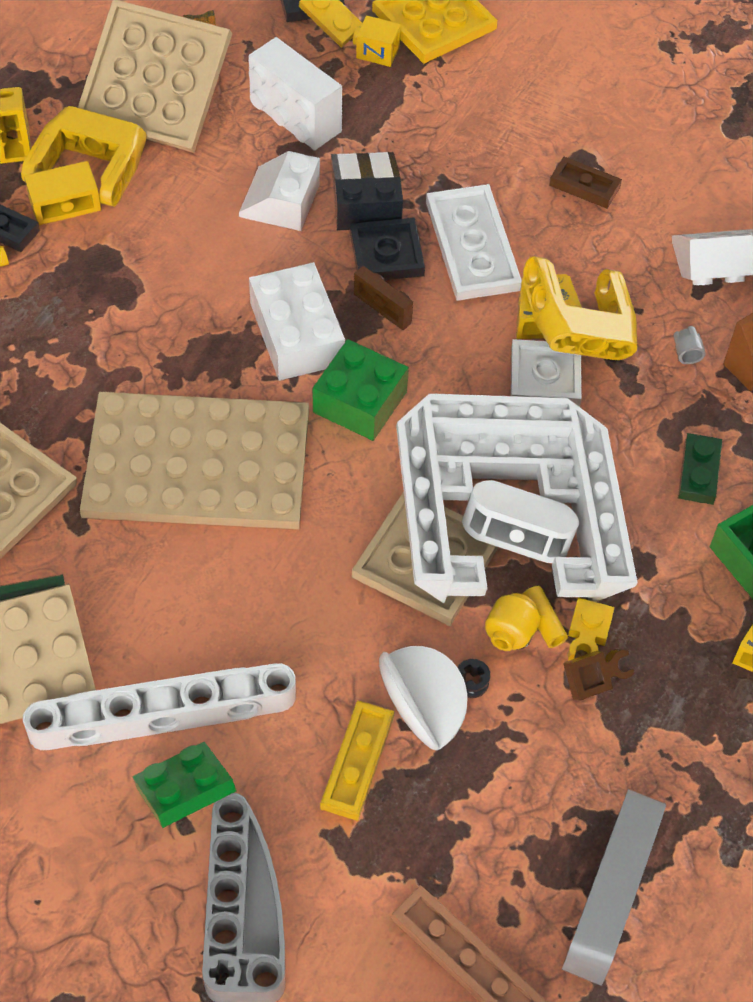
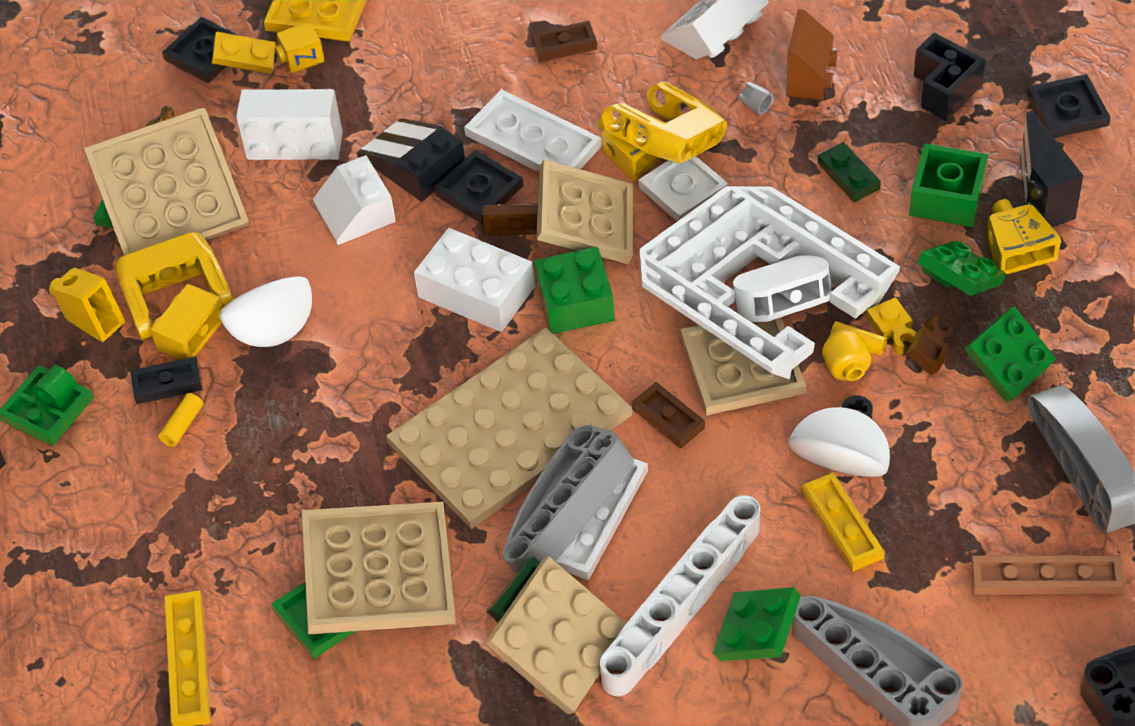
camera: 35 degrees left, 5 degrees down
(122, 228) = (269, 312): none -> white piece
(156, 552) = (567, 494): none -> light grey beam
(178, 589) = (590, 543): none -> white plate
(319, 551) = (668, 415): none -> reddish brown plate
(436, 331) = (585, 211): none -> tan plate
(652, 738) = (1010, 354): none -> green plate
(695, 628) = (959, 267): none -> green plate

